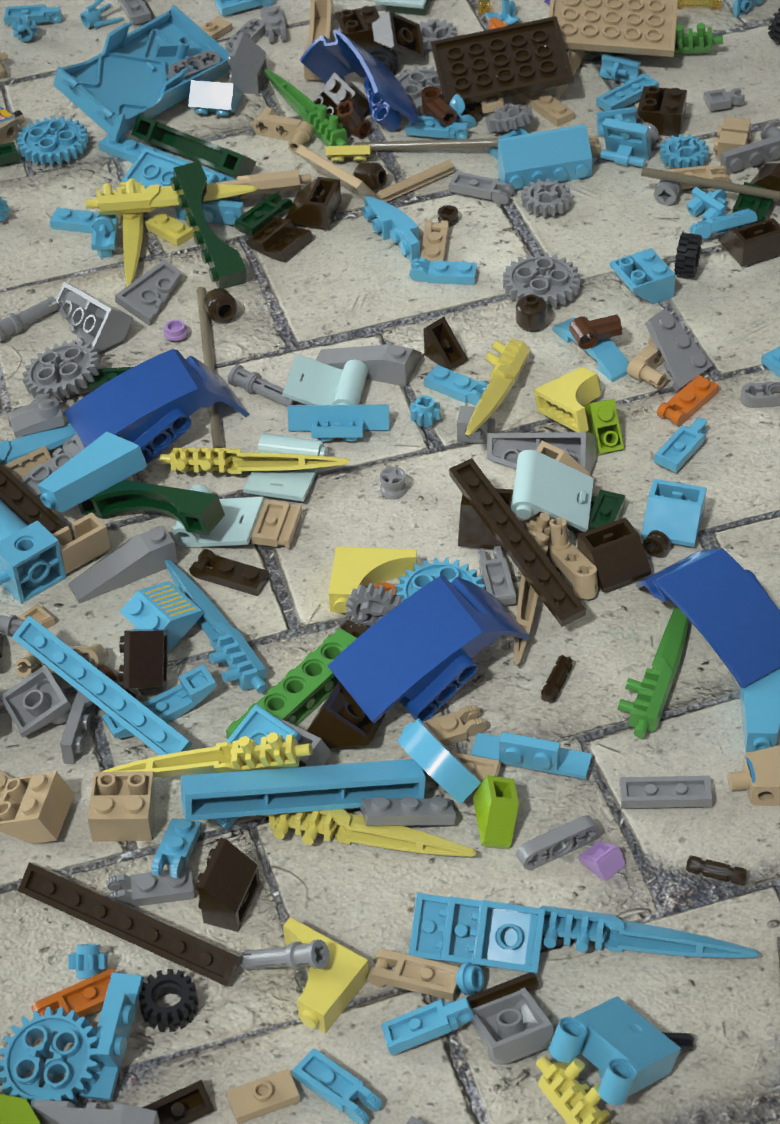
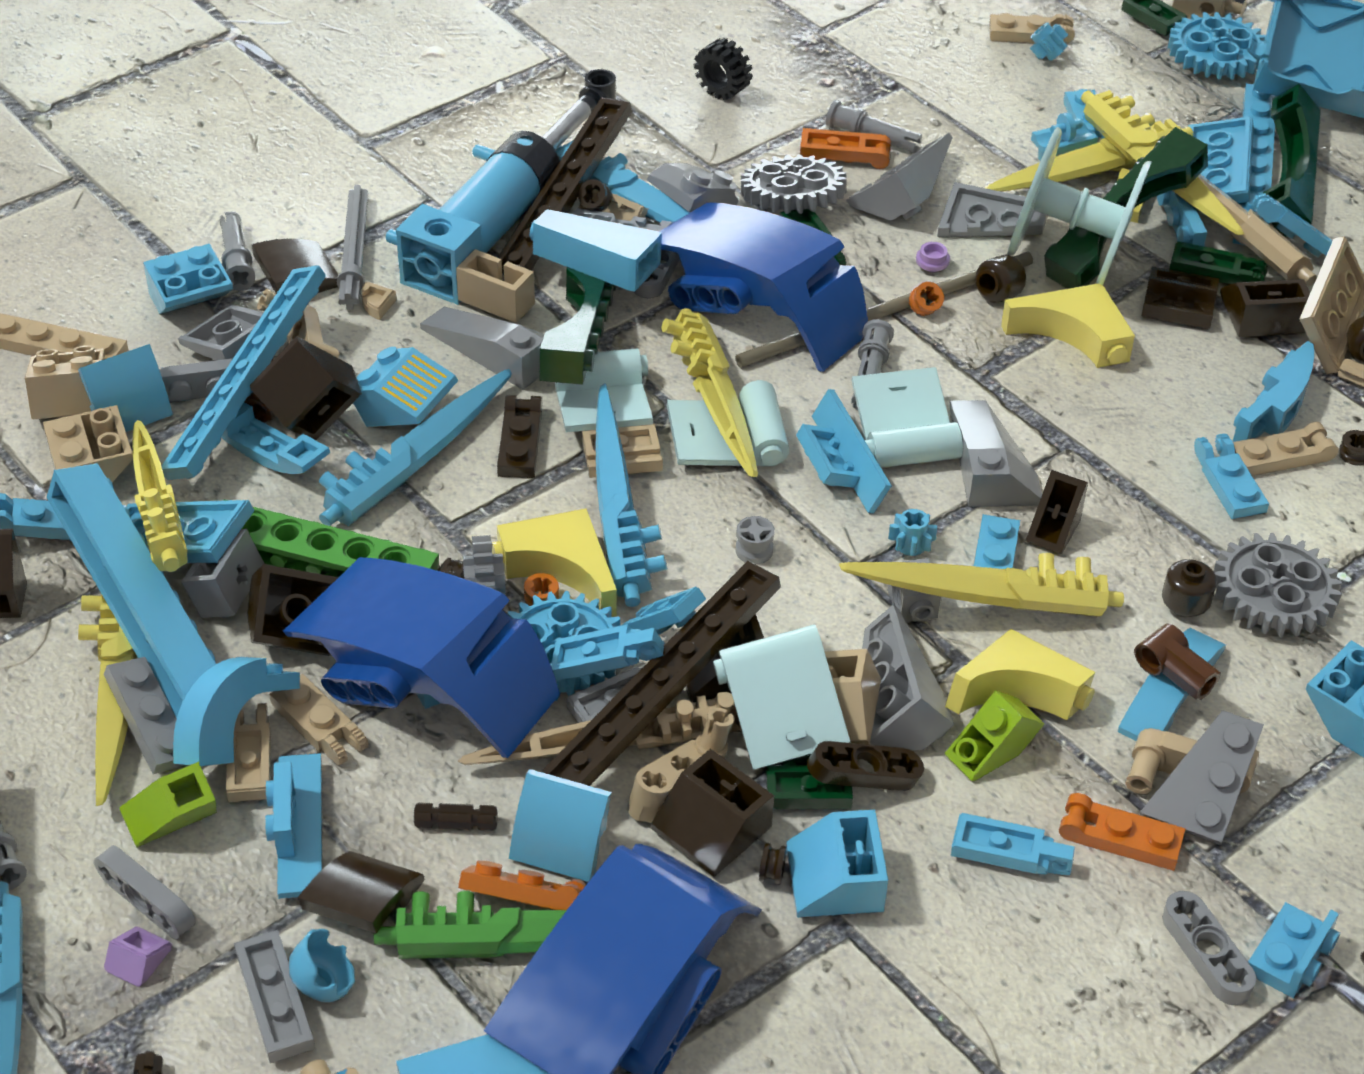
camera: 65 degrees right, 0 degrees up
(22, 461) = (604, 195): none -> dark brown bush
(33, 337) = (846, 146): none -> orange plate
(72, 765) = (131, 383): none -> medium azure slope
(191, 247) = (1075, 206): none -> light aqua piece
(217, 344) = (918, 303): none -> orange bush
(259, 167) = (1291, 224): none -> medium azure hinge
(282, 282) = (1076, 316): none -> light yellow arch
(326, 531) = (619, 521): none -> medium azure piece
(454, 529) = (668, 611): none -> medium azure hinge
(482, 556) = (604, 651): none -> medium azure hinge
(598, 622) = (559, 825): none -> medium azure slope
(603, 732) = (360, 890): none -> dark brown slope
(606, 481) = (838, 765): none -> dark brown beam
(632, 655) = (525, 887): none -> orange plate
(658, 763) = (321, 968): none -> medium azure hair

